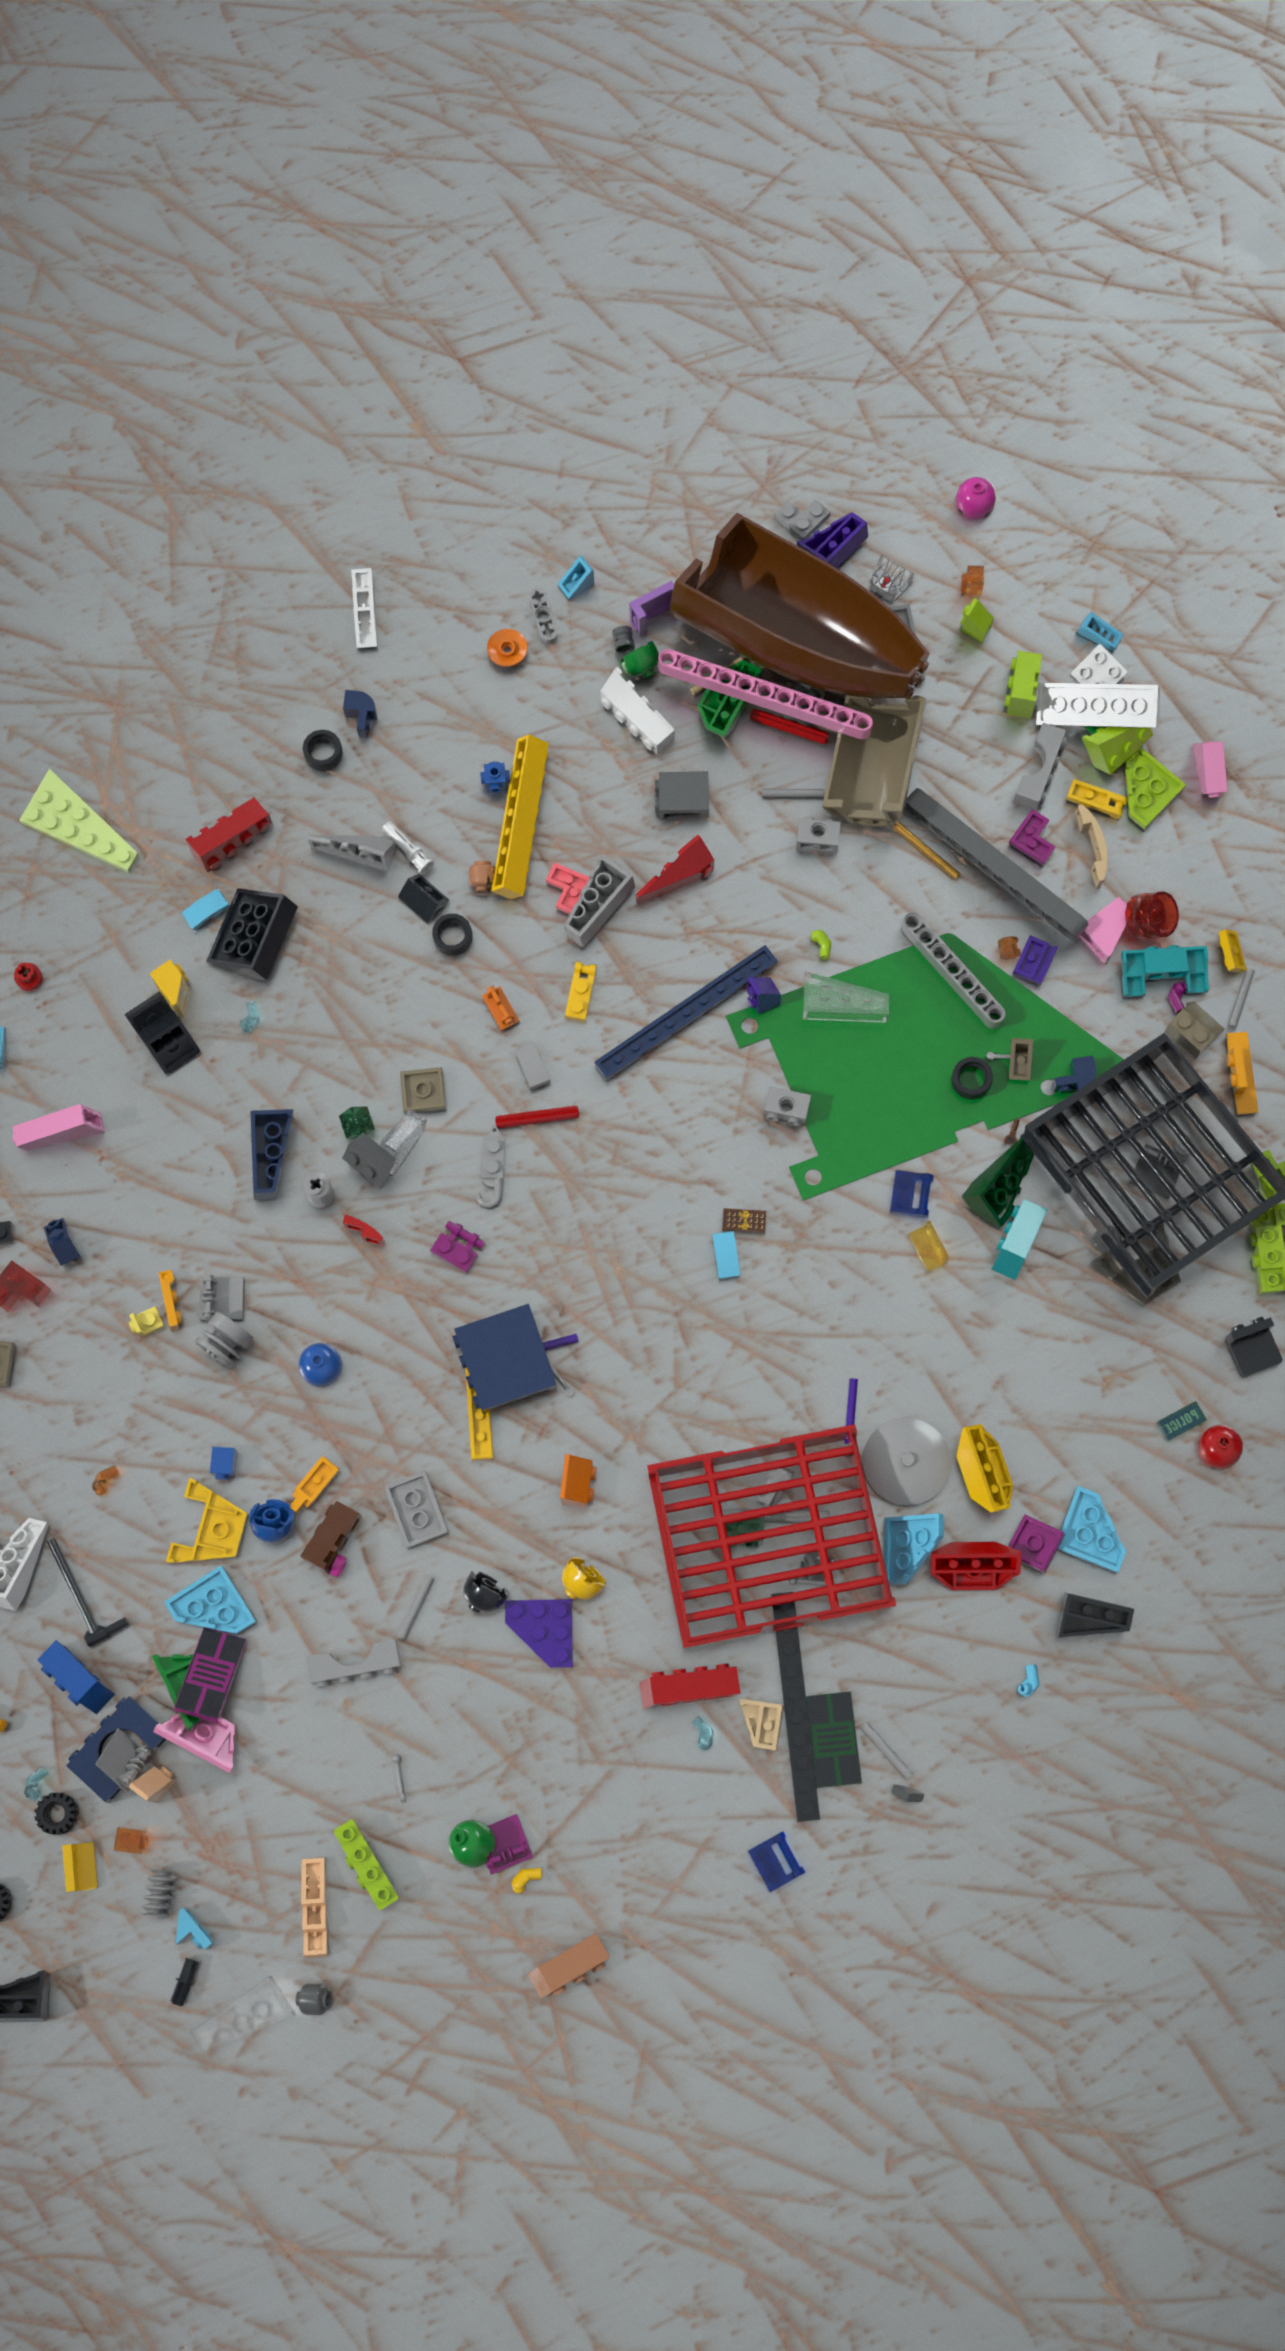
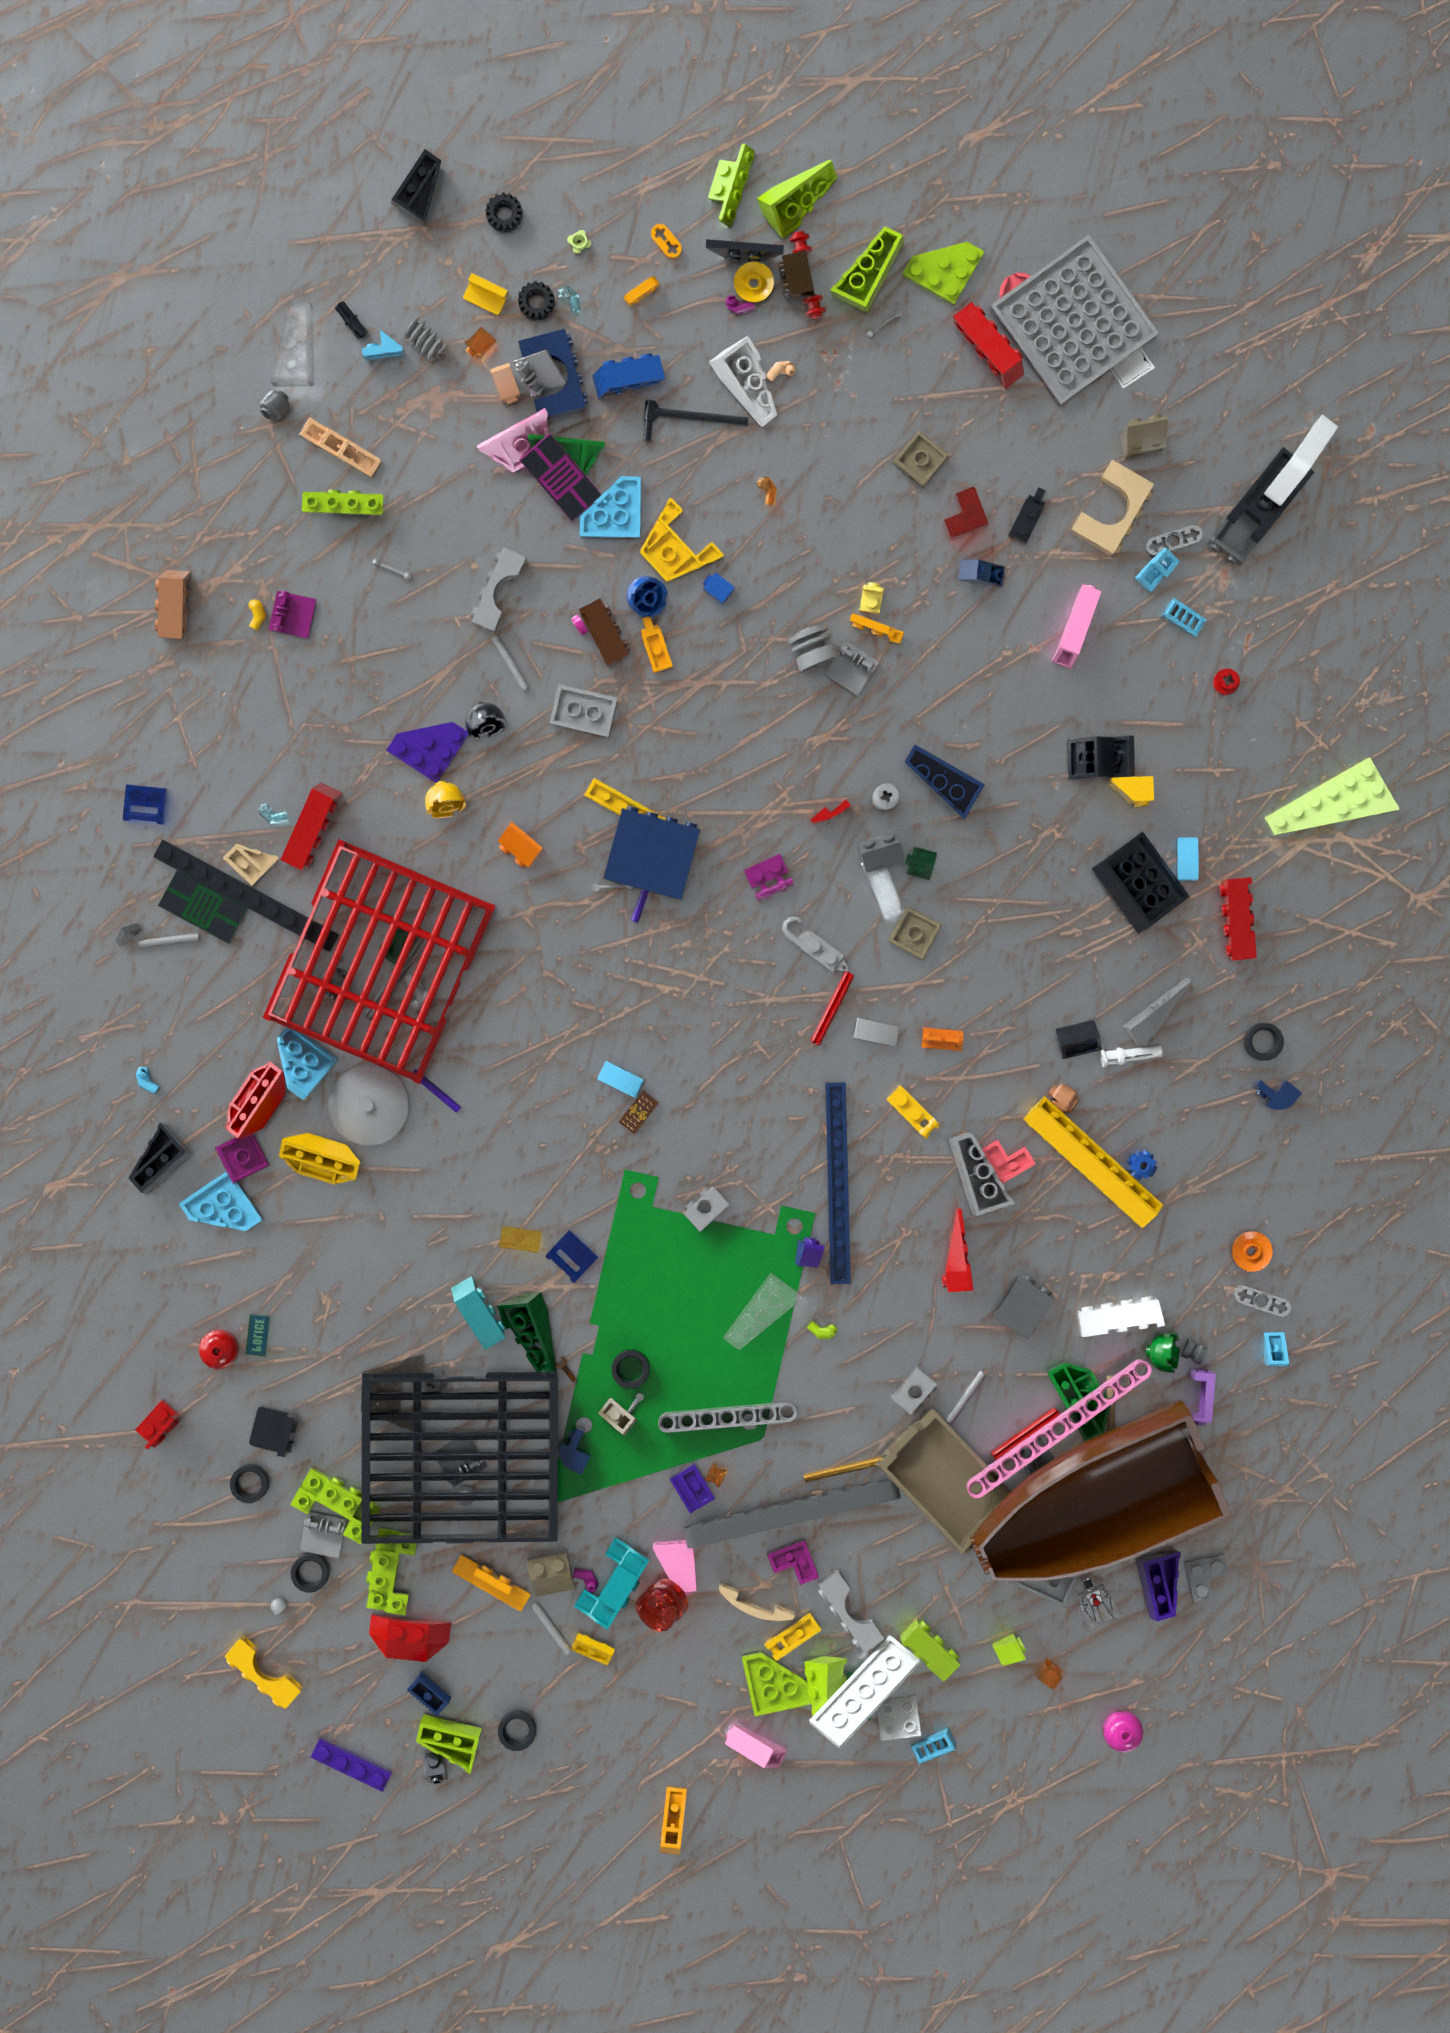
camera: 120 degrees right, 15 degrees up
(252, 1019) = (1067, 836): clear light blue arm -> none
(320, 1365) = (746, 710): blue cylinder -> none
(364, 608) = (1369, 1158): white slope -> none
(452, 919) = (1045, 1039): black tyre -> none
(471, 1843) = (306, 590): green cylinder -> none

